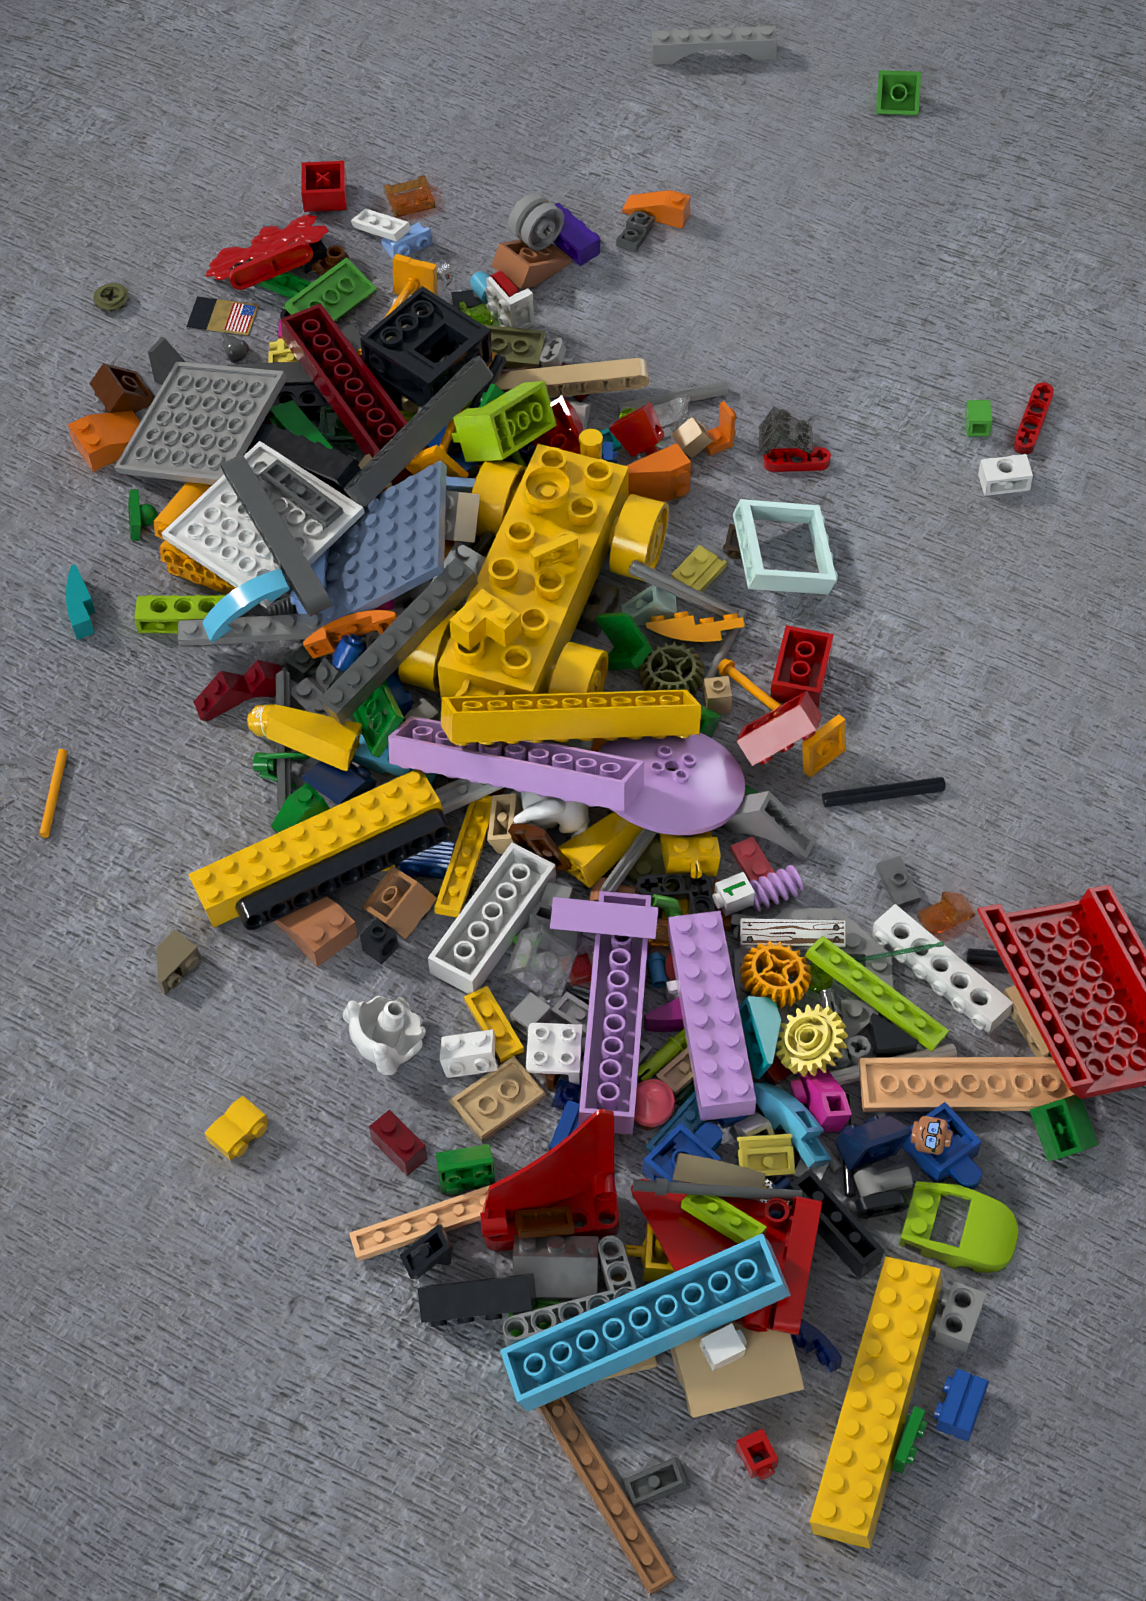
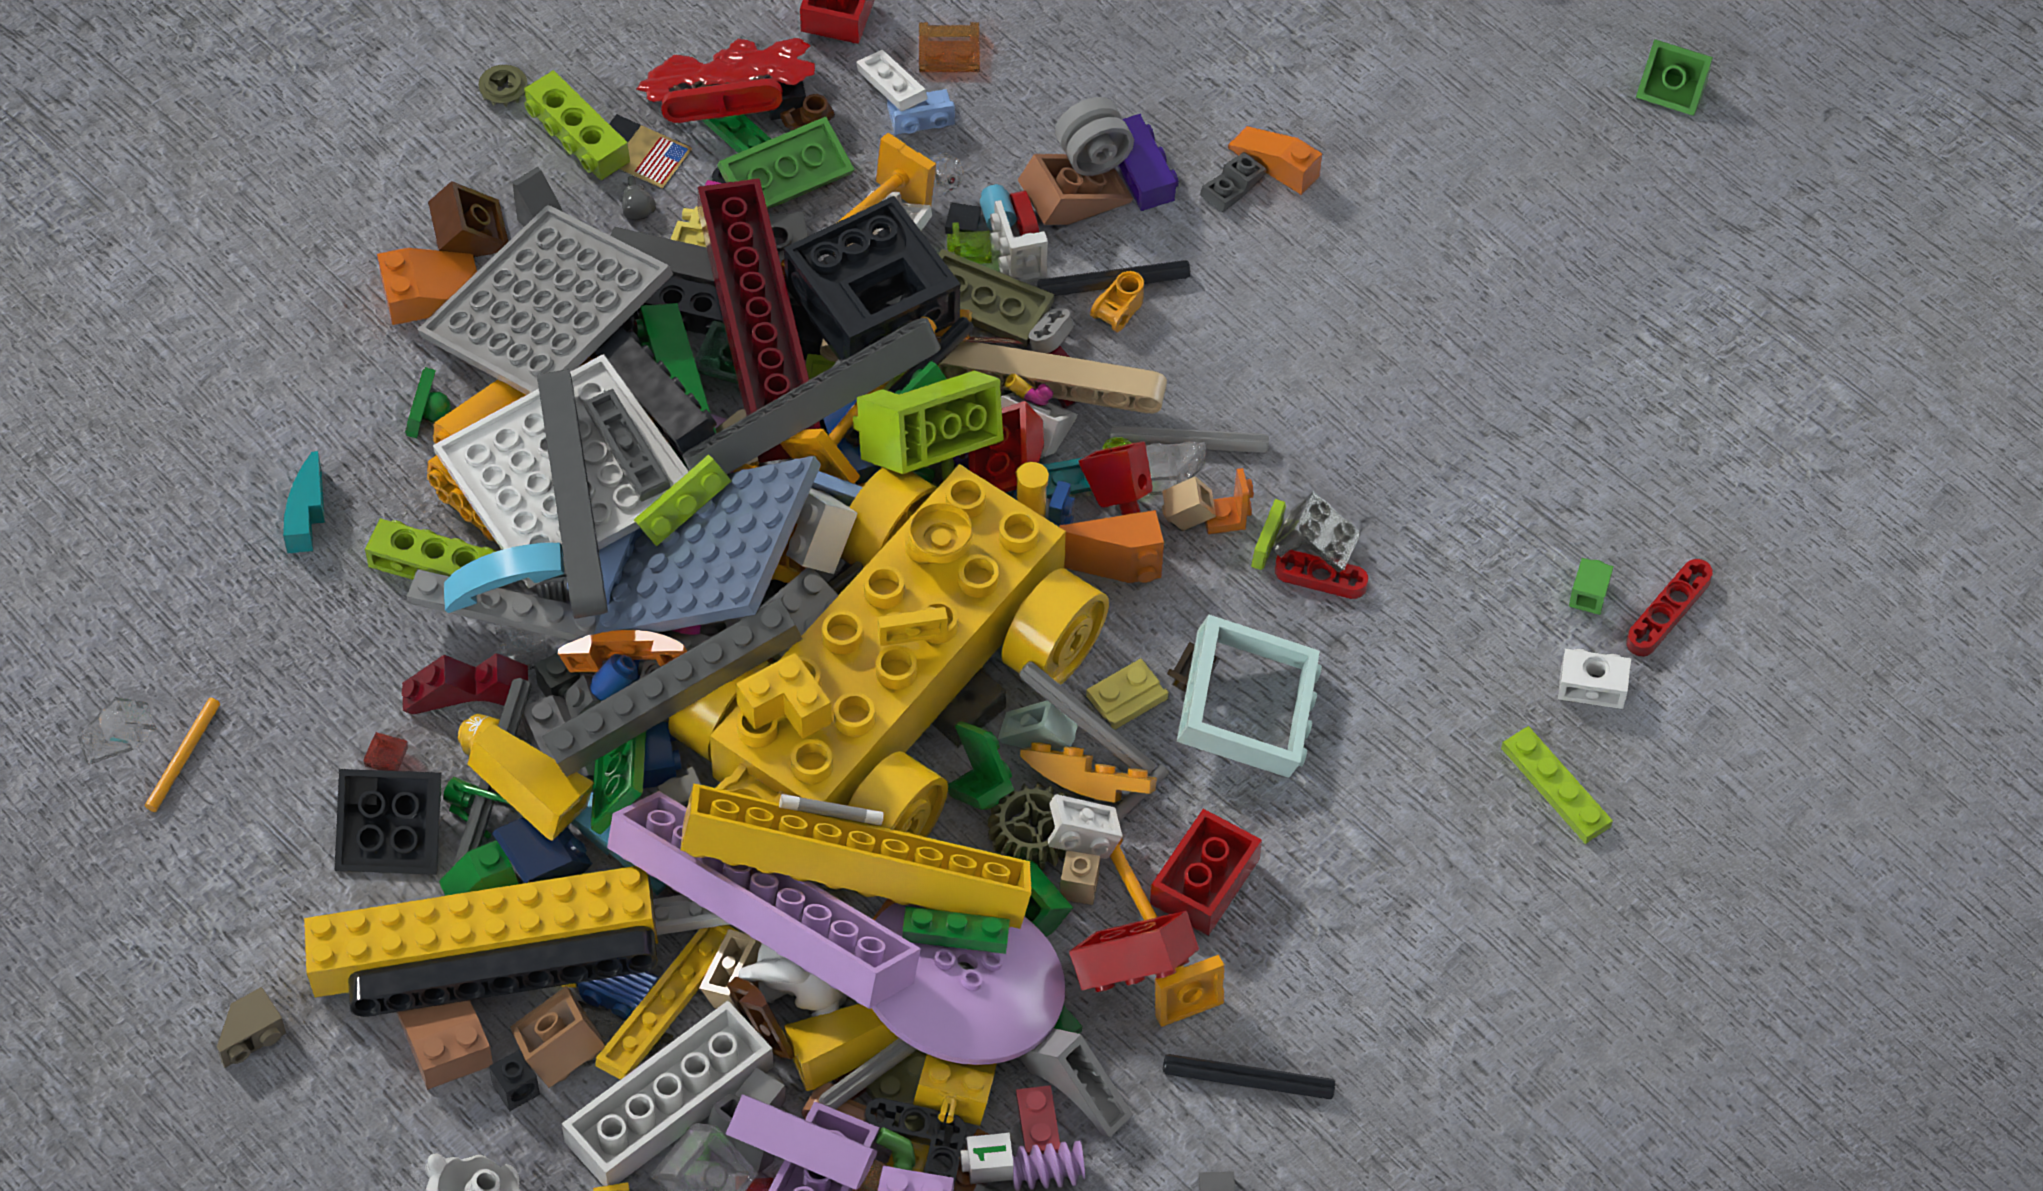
camera: 15 degrees right, 0 degrees up
(174, 308) = (576, 125): none -> lime brick
(200, 750) = (385, 752): none -> clear red plate
(221, 794) = (388, 821): none -> black slope
(354, 519) = (682, 500): none -> lime plate
(542, 689) = (831, 809): none -> light grey bar
(555, 394) = (1027, 392): none -> arm
(582, 311) = (1103, 279): none -> black axle
(591, 323) = (1117, 305): none -> light orange piece
(658, 745) = (955, 930): none -> green plate
(709, 660) = (1084, 826): none -> white bracket
(752, 443) = (1268, 534): none -> lime tile
(1008, 548) = (1556, 784): none -> lime plate

